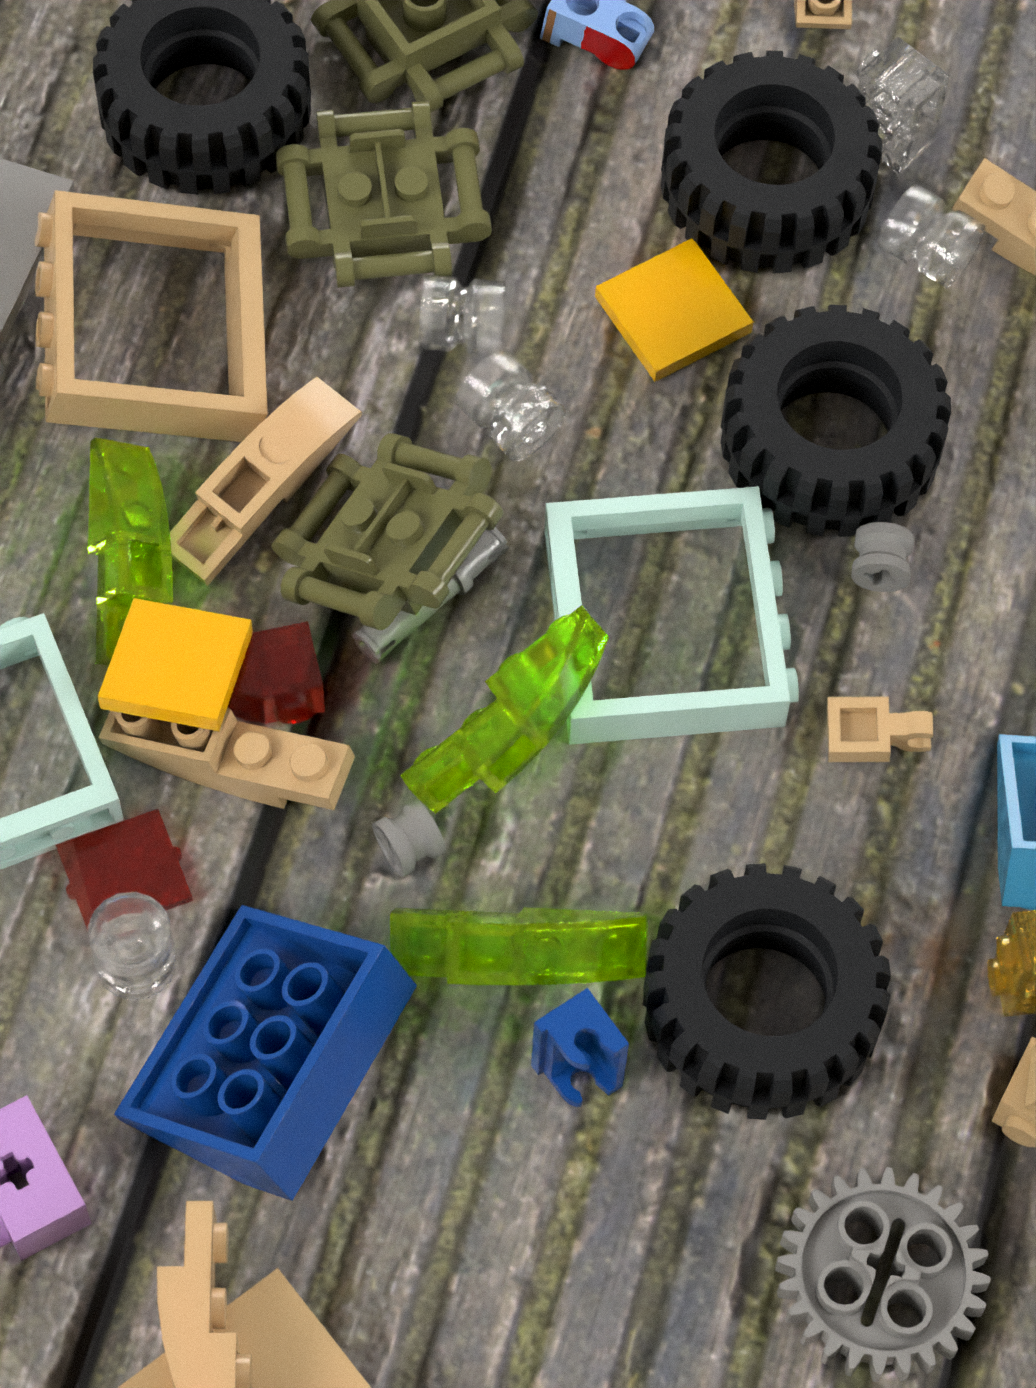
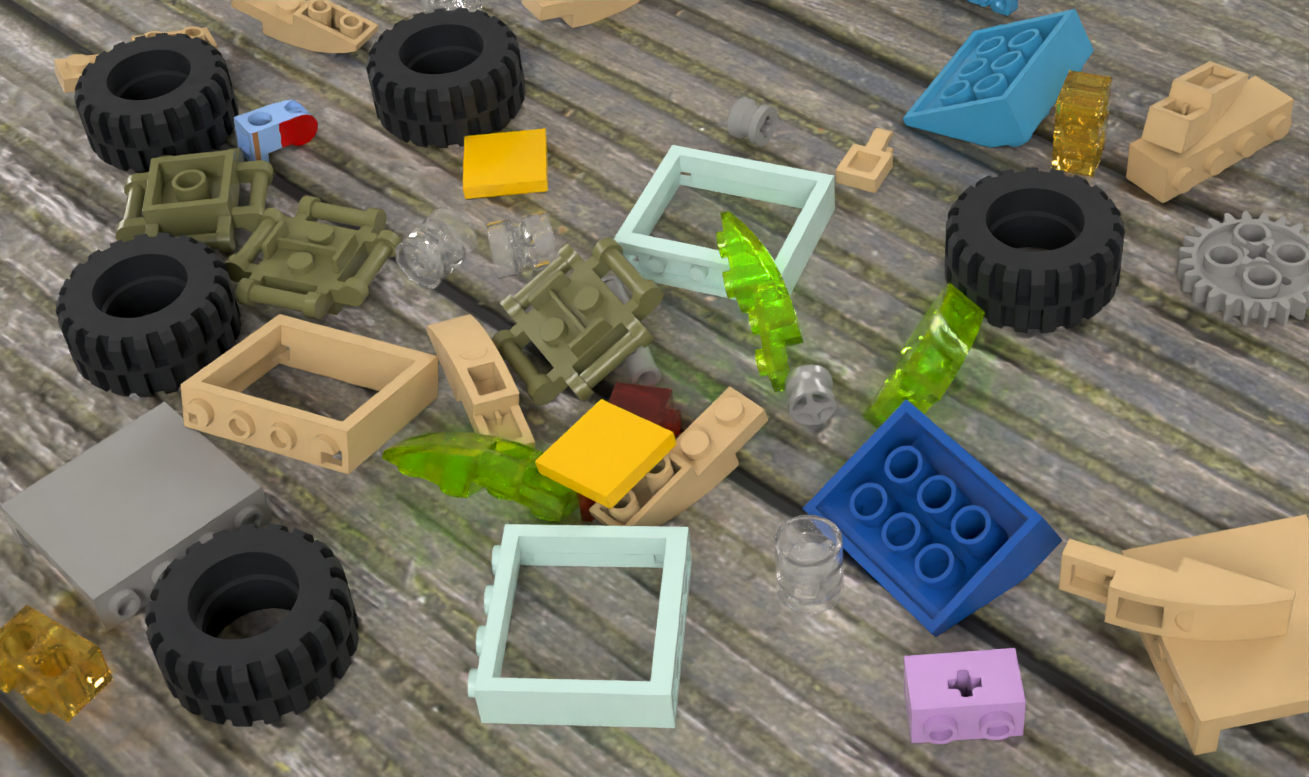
camera: 55 degrees left, 20 degrees down
(124, 859) = (733, 571): clear red piece -> none
(579, 1039) = (1029, 341): blue hinge -> none
(848, 357) = (645, 97): black tyre -> none
(924, 232) = (546, 36): clear wheel -> none

